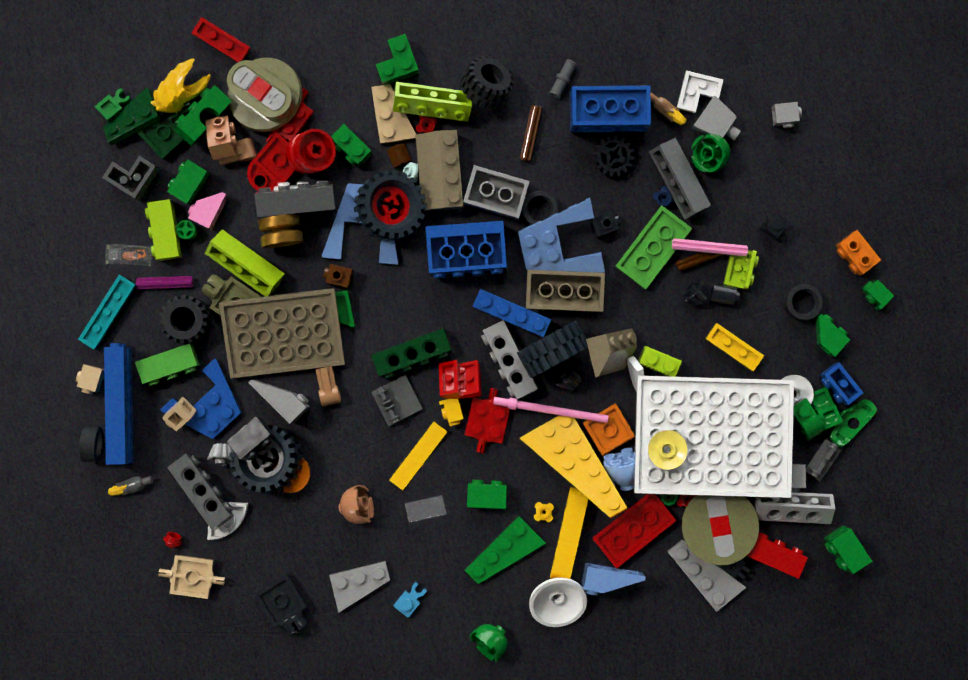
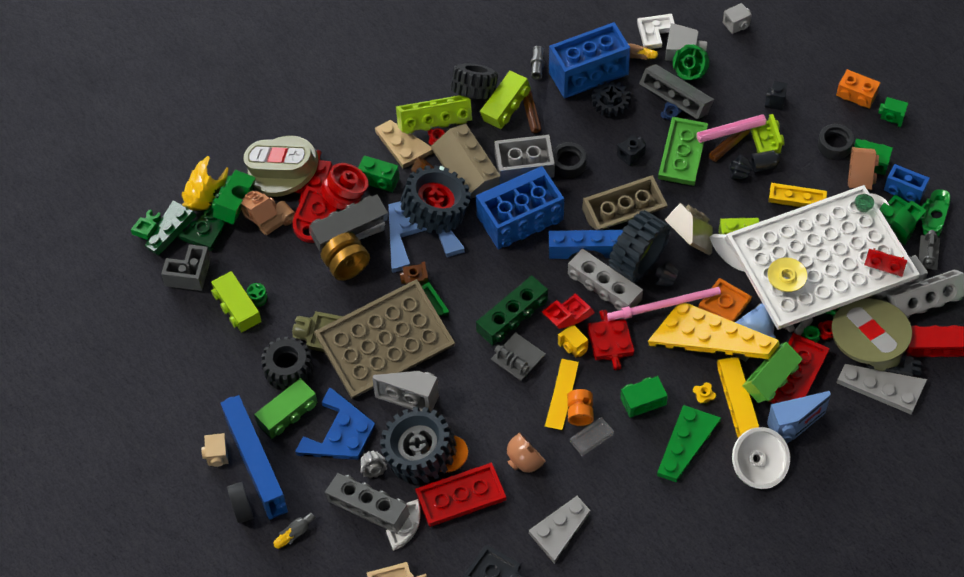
camera: 15 degrees left, 30 degrees down
(107, 312) = (208, 389): teal plate -> none
(128, 255) = (209, 334): clear slope -> none
(164, 282) = (253, 345): magenta axle -> none
(172, 539) = (358, 562): red plate -> none
(179, 414) = (322, 436): tan brick -> none
(188, 182) = (242, 254): green brick -> none
(207, 210) = (269, 270): bright pink slope -> none
(221, 40) = (224, 142): red plate -> none
(244, 263) = (322, 296): lime brick -> none
(251, 439) = (397, 422): brick -> none
(286, 516) = (460, 494): none -> red plate
(328, 392) = (450, 372): medium nougat piece -> none
(402, 63) = (388, 95): green brick -> none
(408, 601) = (618, 524): dark azure plate -> none
(426, 480) = (580, 407): none -> orange wheel
(490, 641) = (715, 522): green cylinder -> none
(509, 115) = (505, 99): none -> lime brick
(542, 244) = (584, 178): medium blue wing -> none
(606, 531) = (773, 373): none -> bright green brick
(773, 480) = (885, 262): none -> red hinge
(781, 402) = (864, 202): none -> clear green plate
(808, 350) = (862, 168): none -> nougat brick

